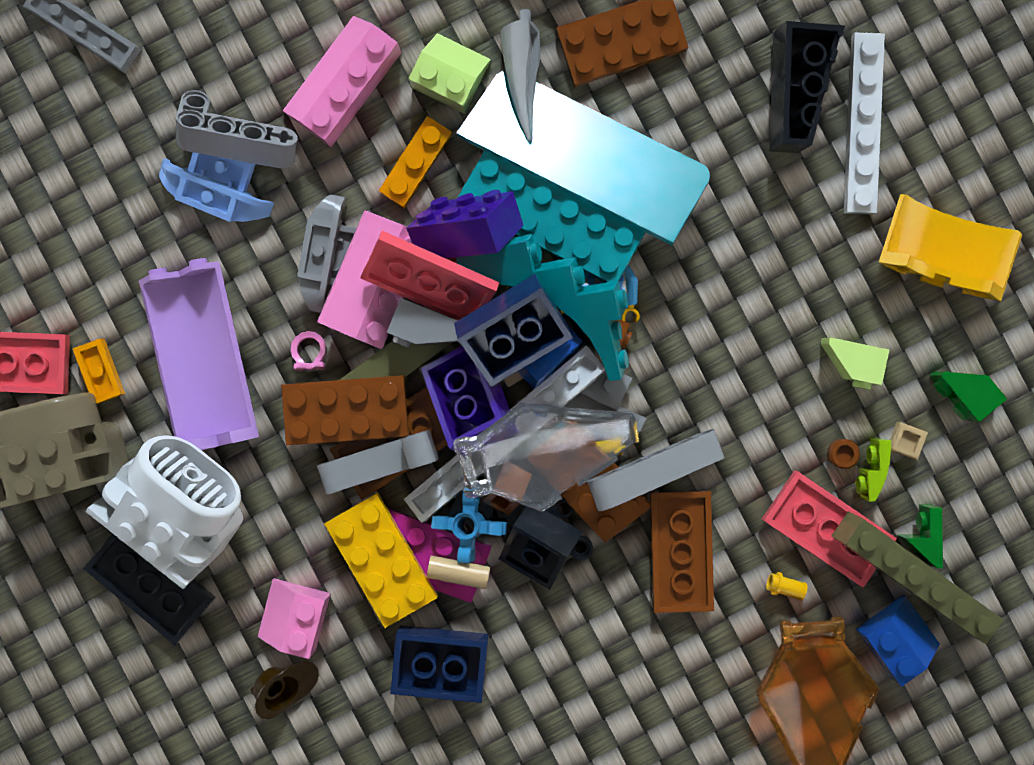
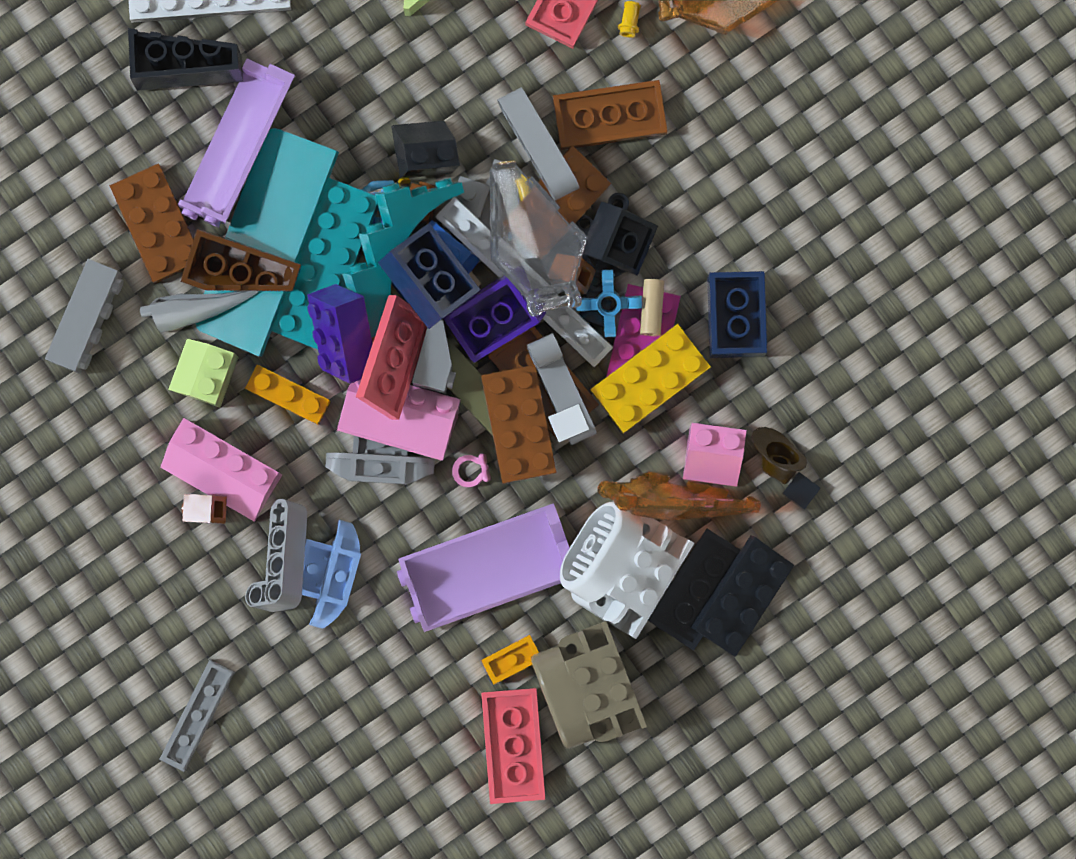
camera: 90 degrees left, 5 degrees down
(134, 628) = (742, 596): none -> black plate
(238, 571) = (656, 498): none -> clear orange windscreen
(241, 705) = (801, 490): none -> black tile
(298, 56) = (204, 508): none -> brick
(337, 465) = (568, 423): none -> white sticker
(560, 113) = (228, 265): none -> reddish brown wedge
(668, 343) = (425, 149): none -> black slope
(698, 134) = (236, 143): none -> lavender cylinder

